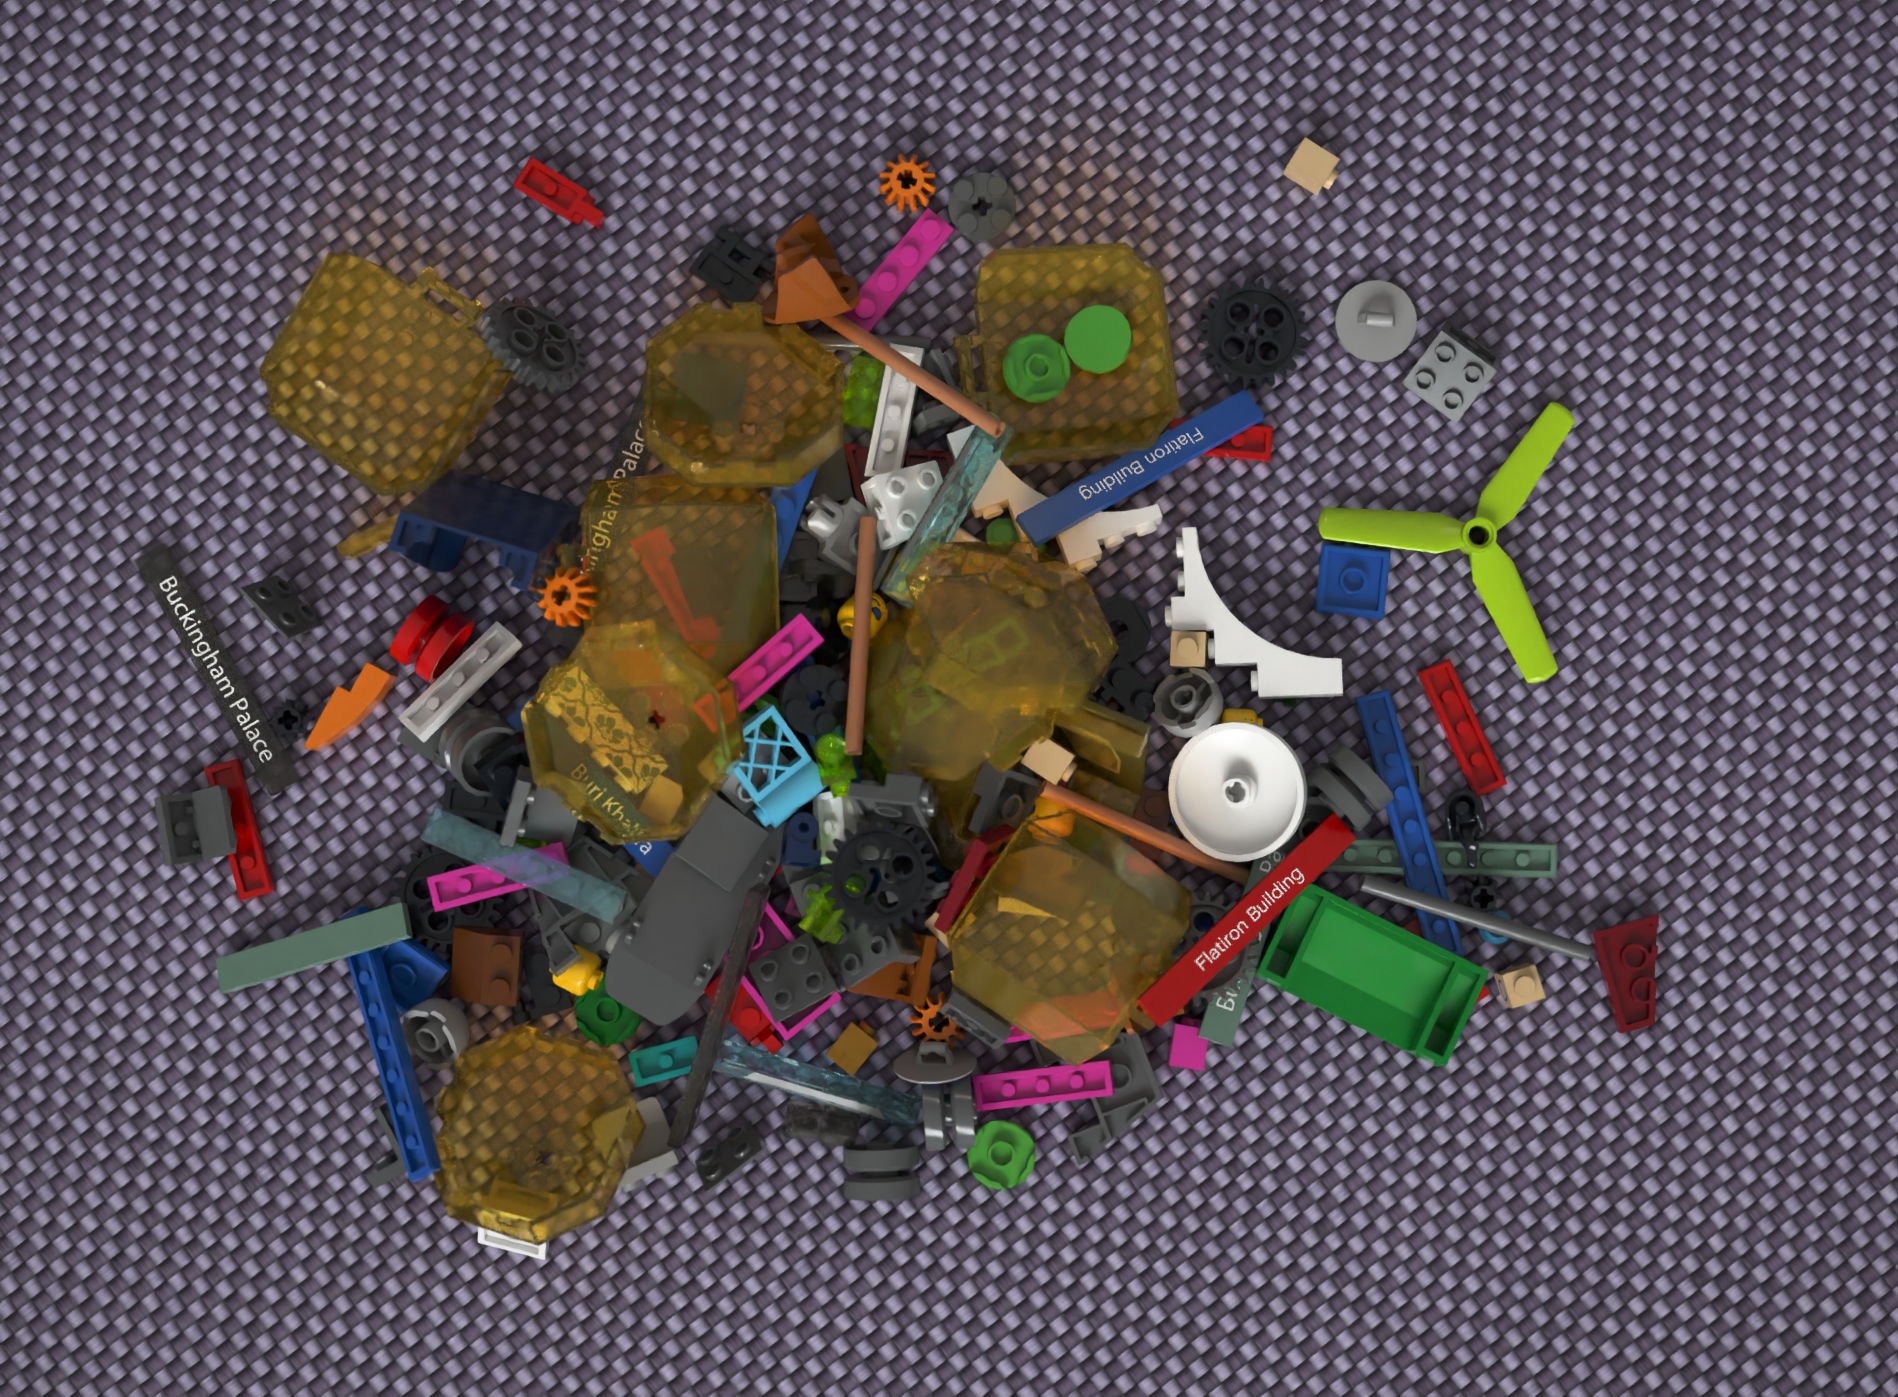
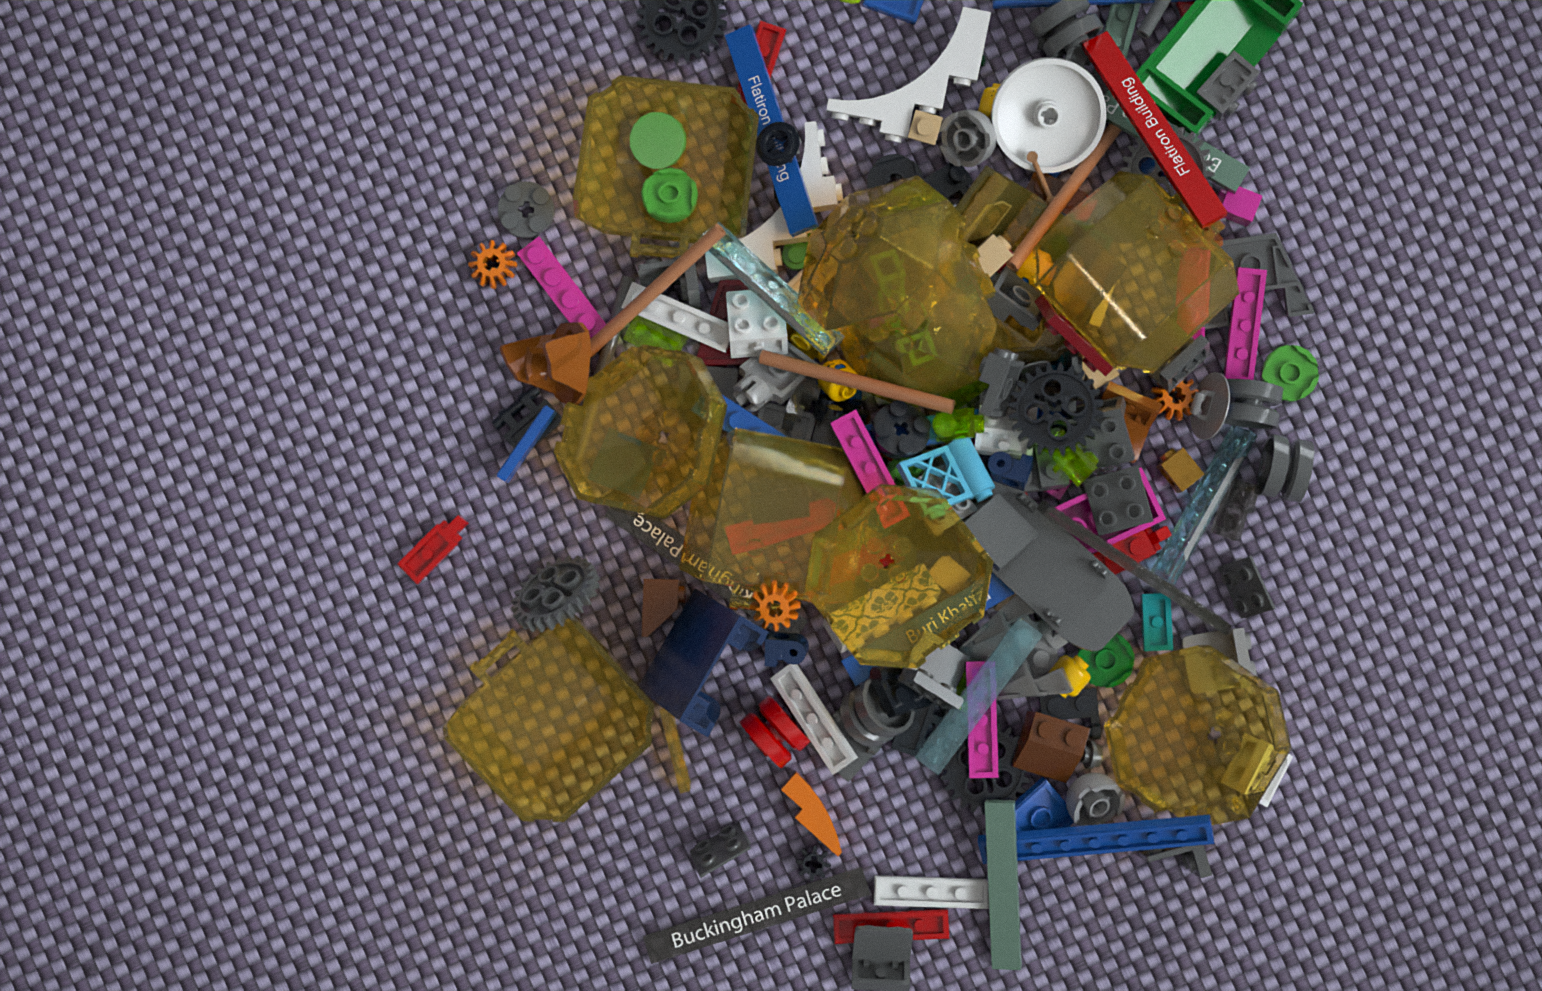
camera: 75 degrees left, 0 degrees up
(290, 866) = (931, 892): none -> white tile
(491, 1018) = (1092, 755): none -> dark grey plate
(534, 631) = (786, 647): none -> dark blue leg
(553, 468) = (660, 603): none -> reddish brown slope
(702, 270) = (526, 444): none -> blue tile
(1120, 464) = (765, 144): none -> black gear
(1183, 784) = (1032, 157): none -> medium nougat hinge
(1328, 1000) = (1228, 84): none -> flat silver bracket

